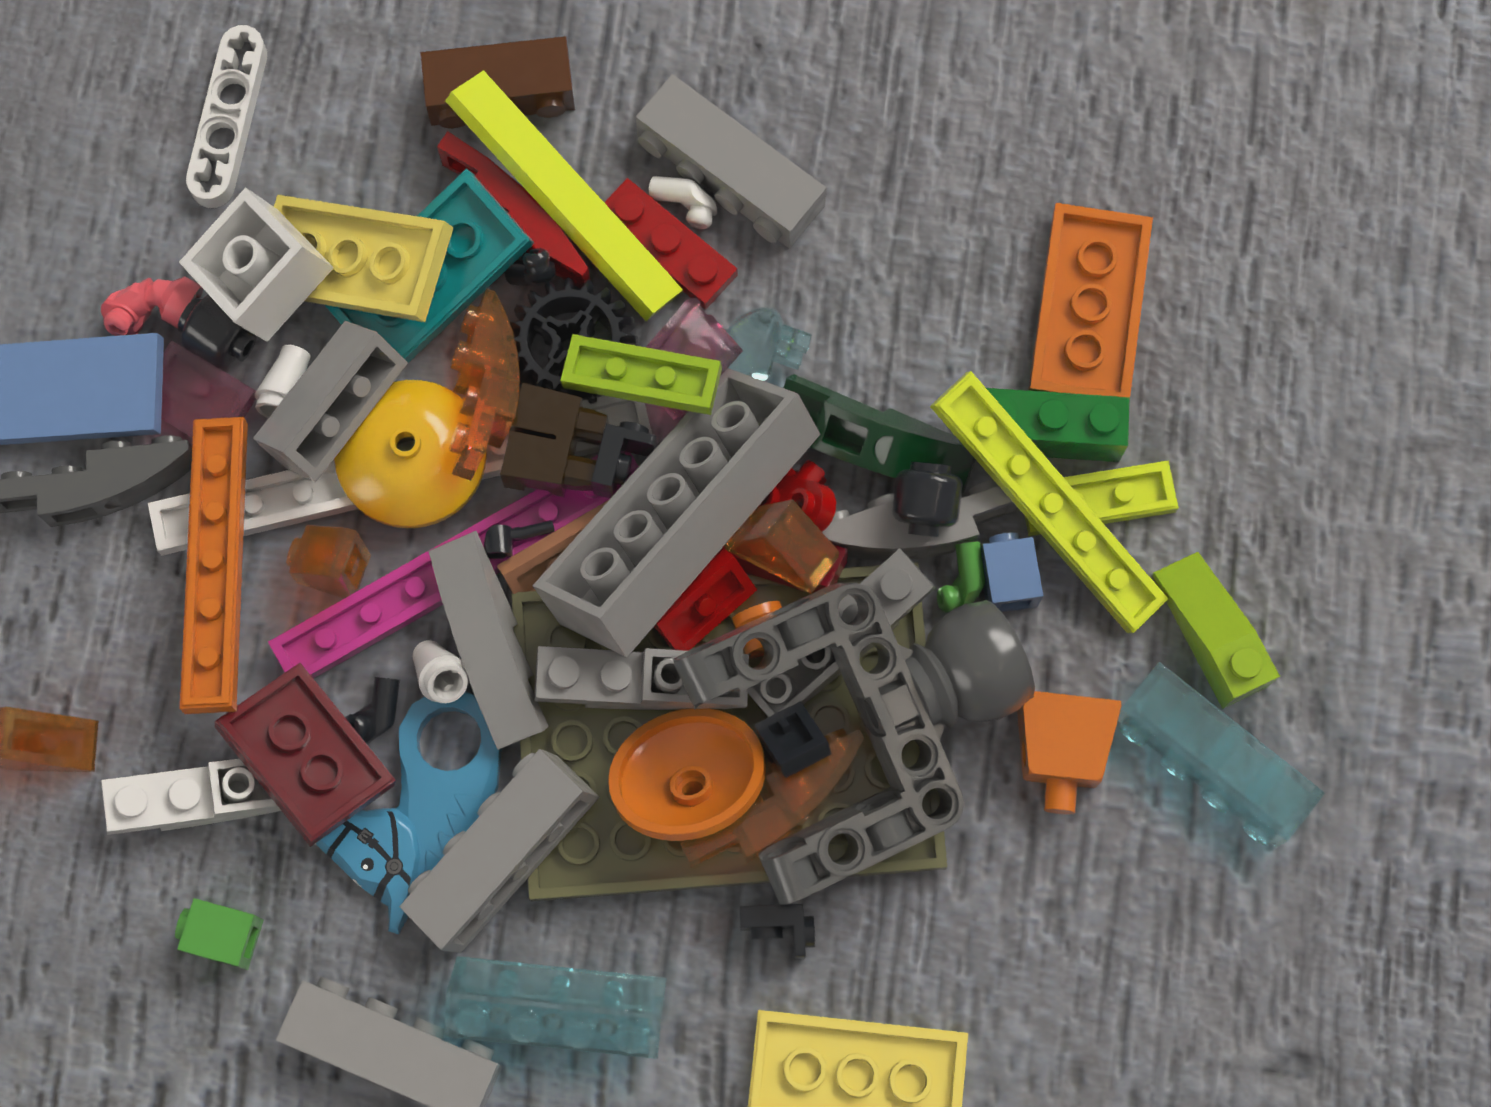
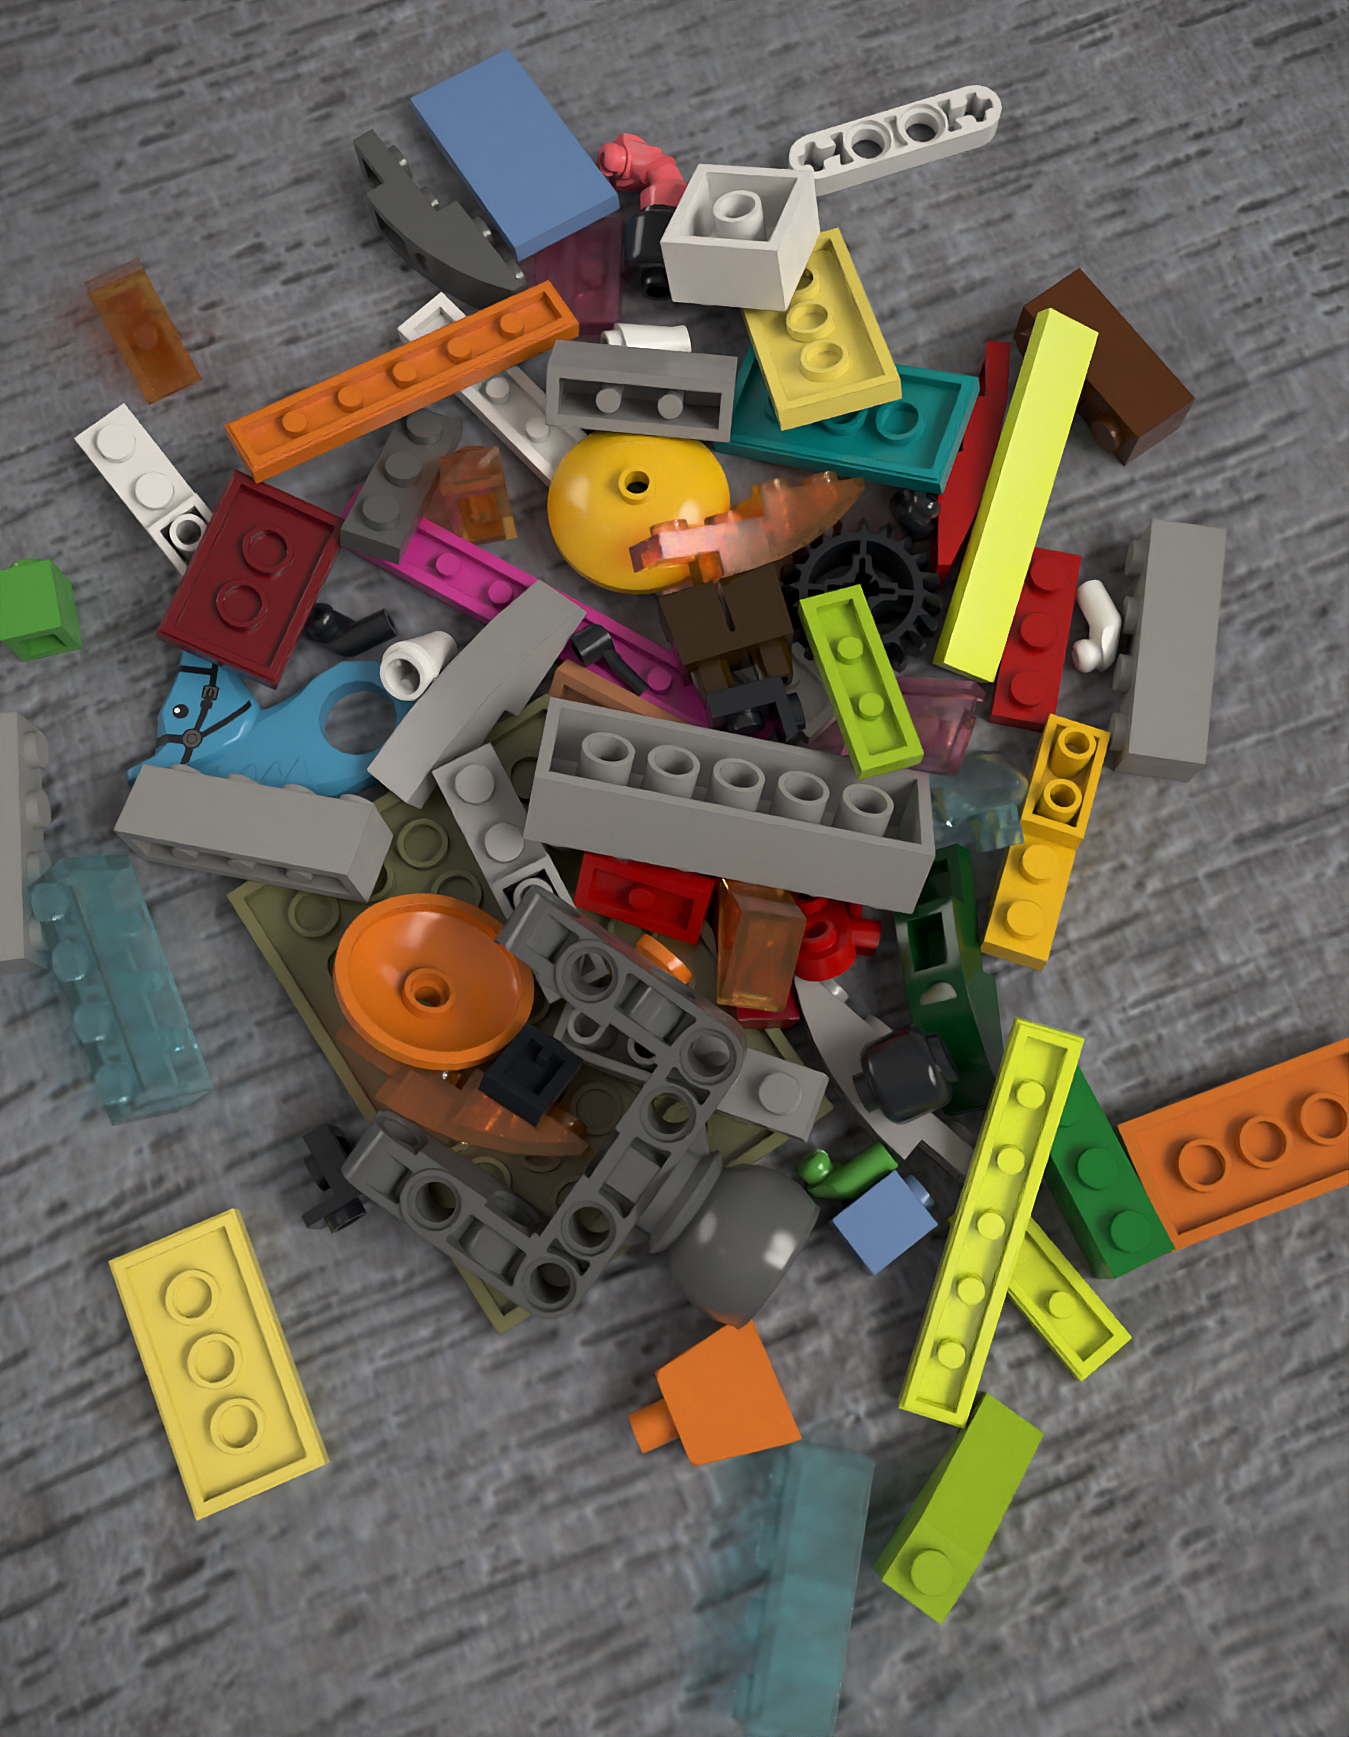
camera: 65 degrees right, 0 degrees up
(291, 613) = (400, 485): none -> dark grey plate
(836, 342) = (1053, 824): none -> yellow slope

